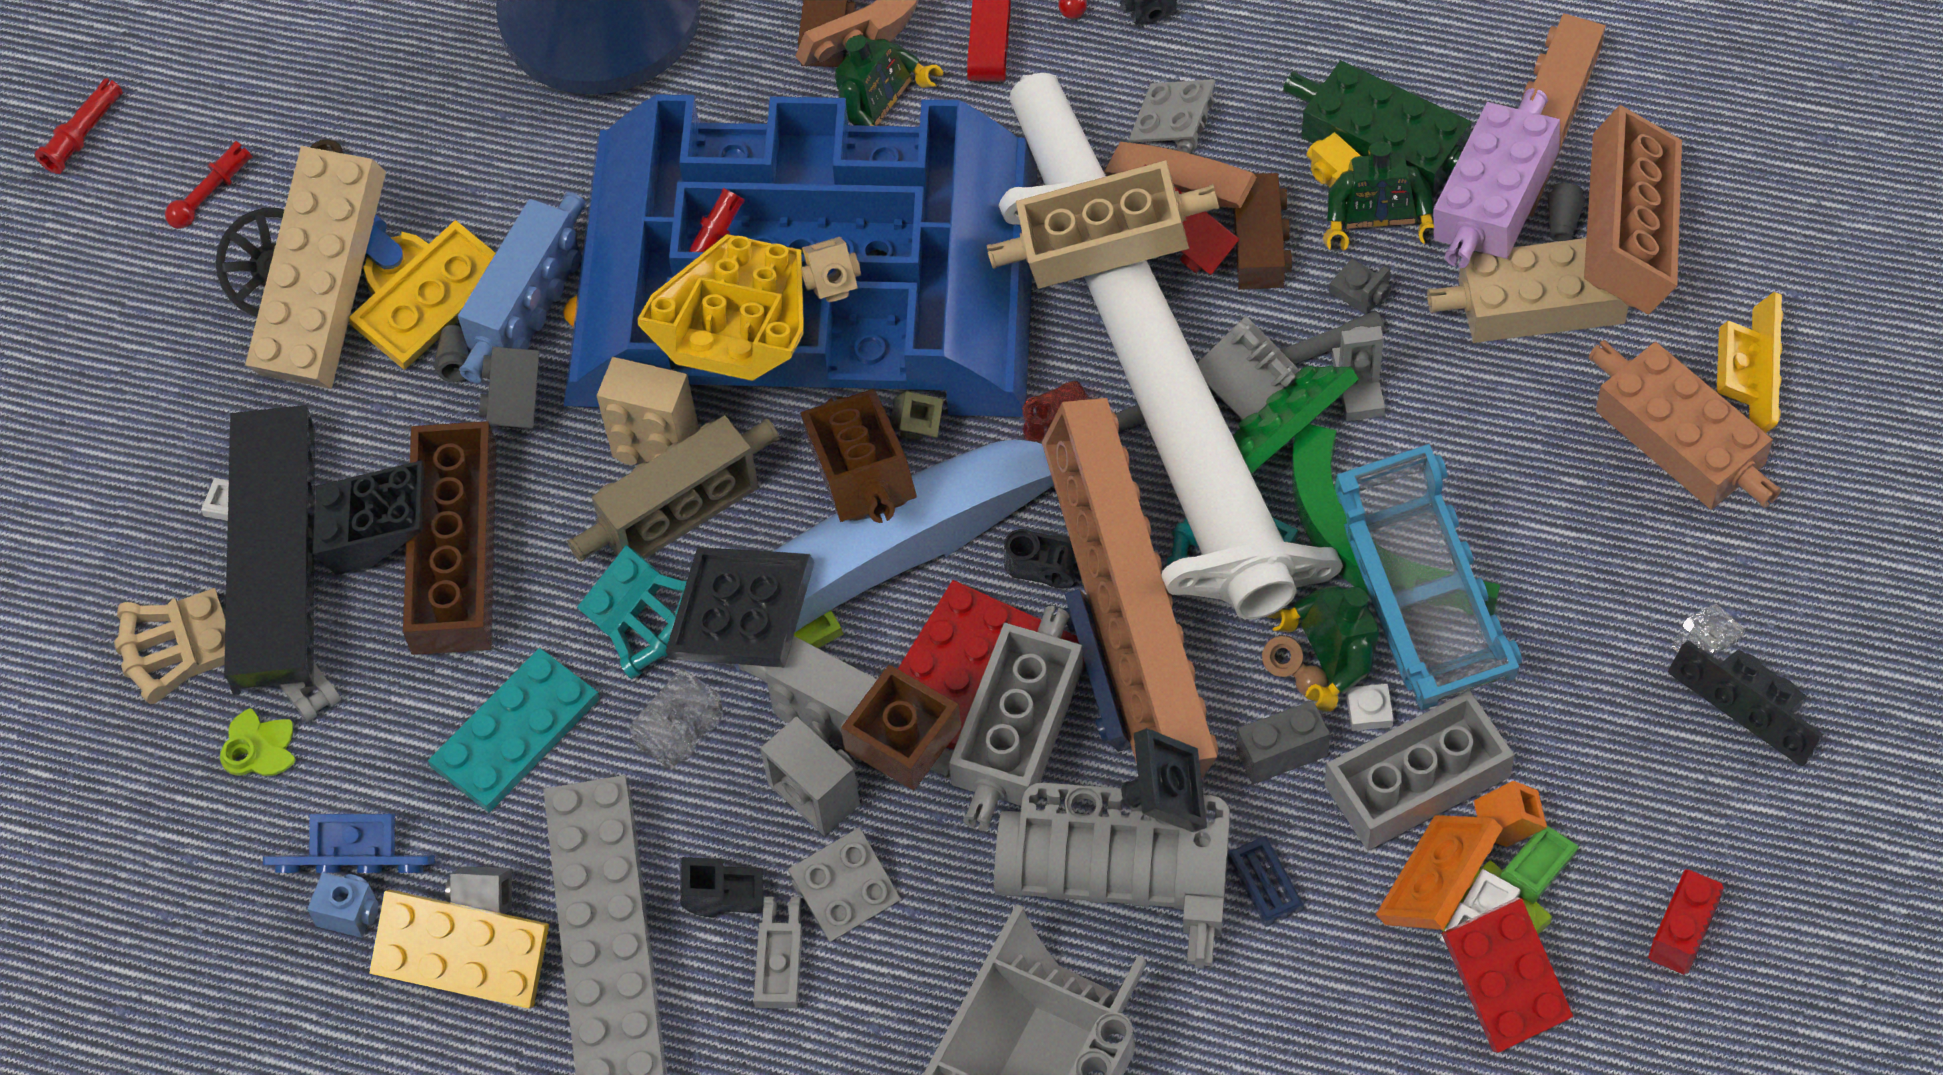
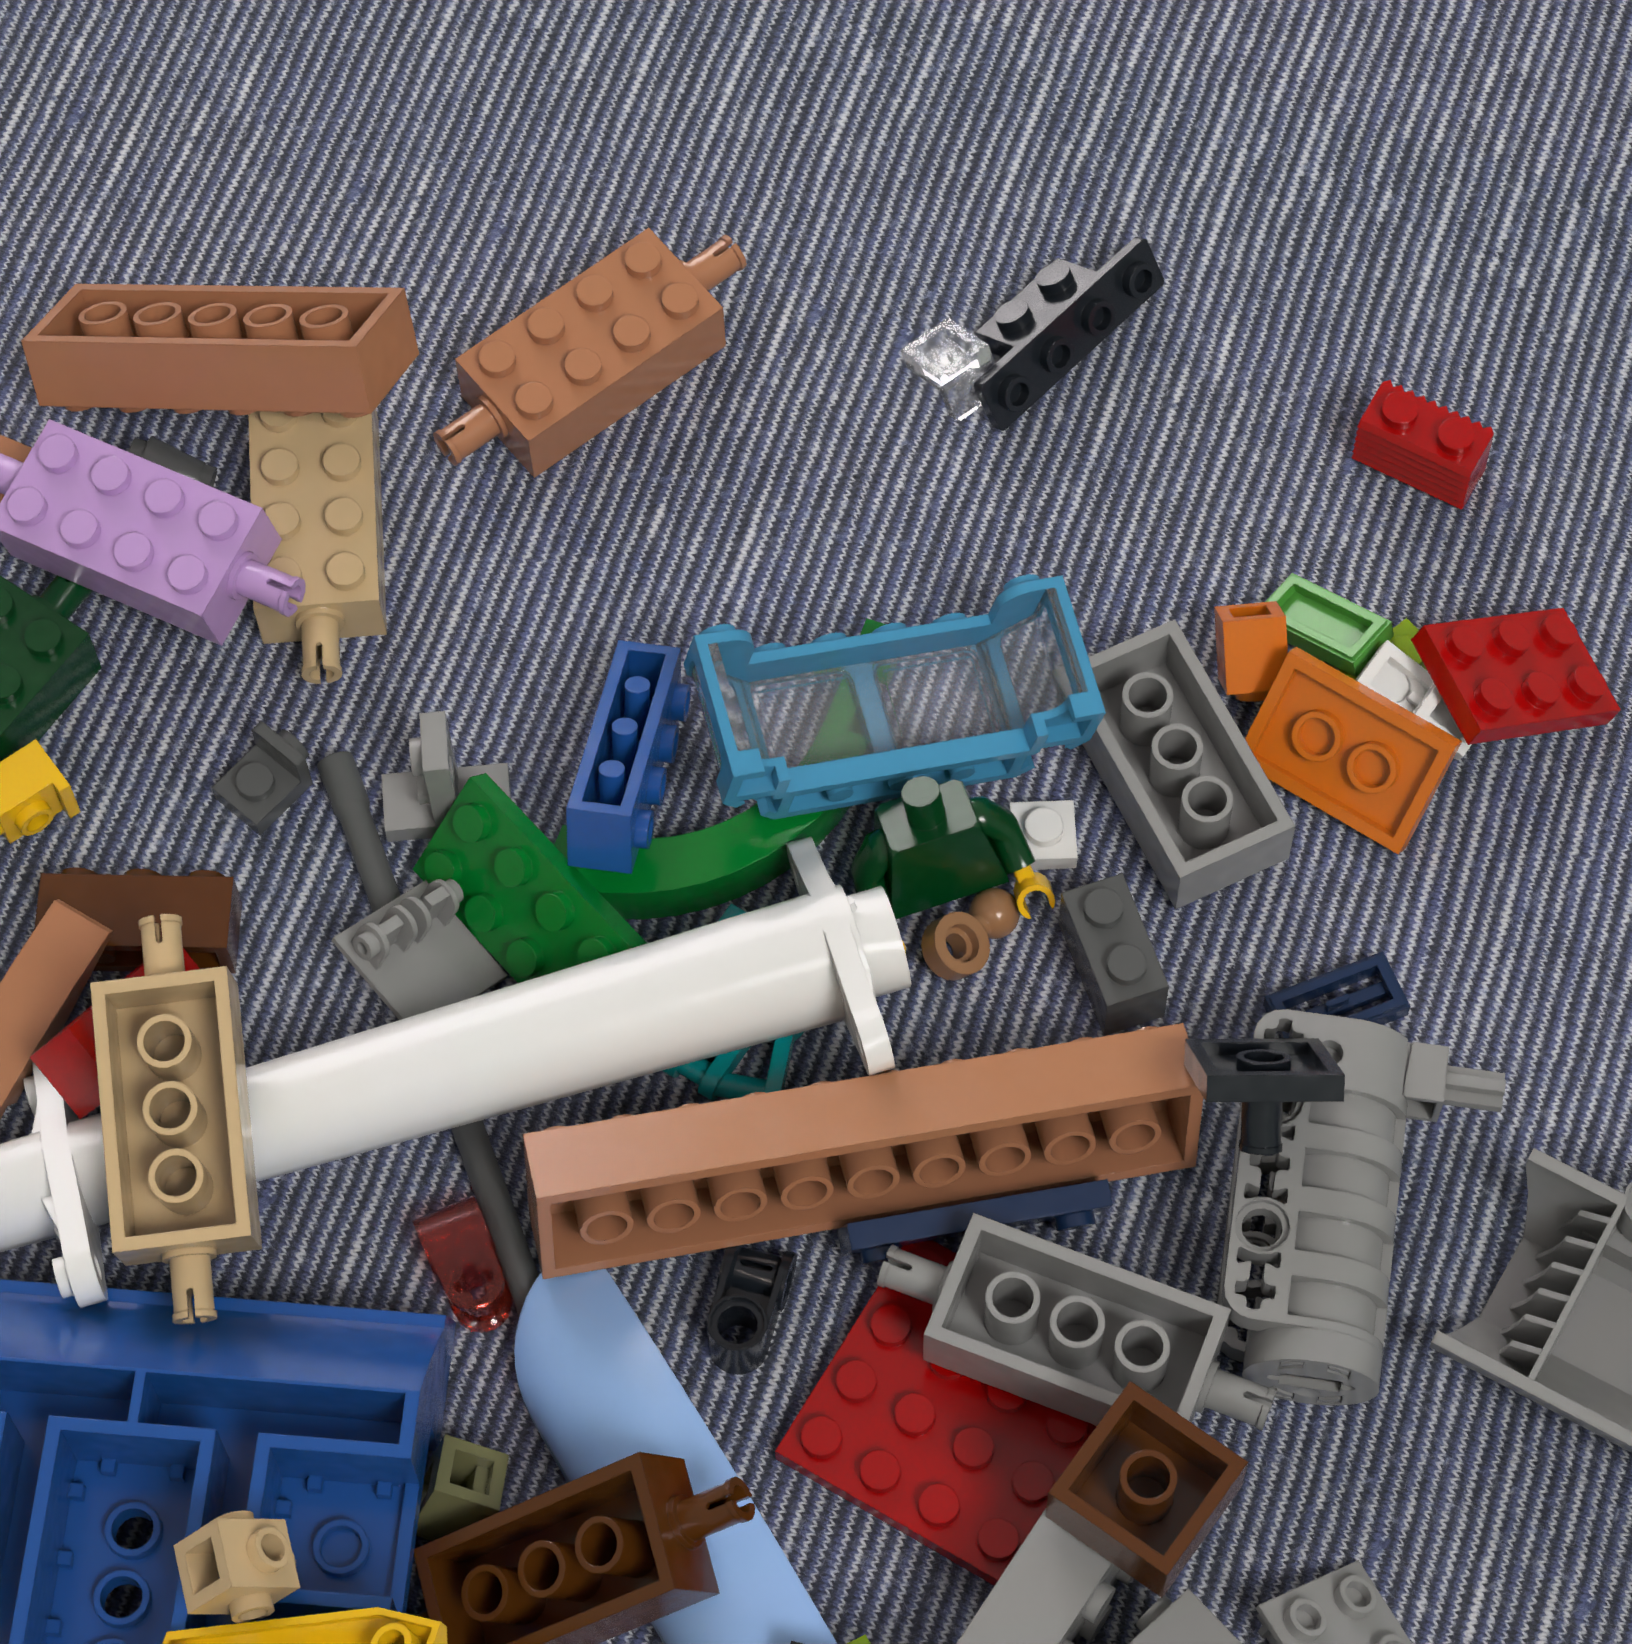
camera: 90 degrees left, 5 degrees up
(1351, 440) = (625, 758): none -> blue brick
(1378, 193) = (103, 729): dark green torso -> none
(1751, 362) = (487, 246): yellow bracket -> none

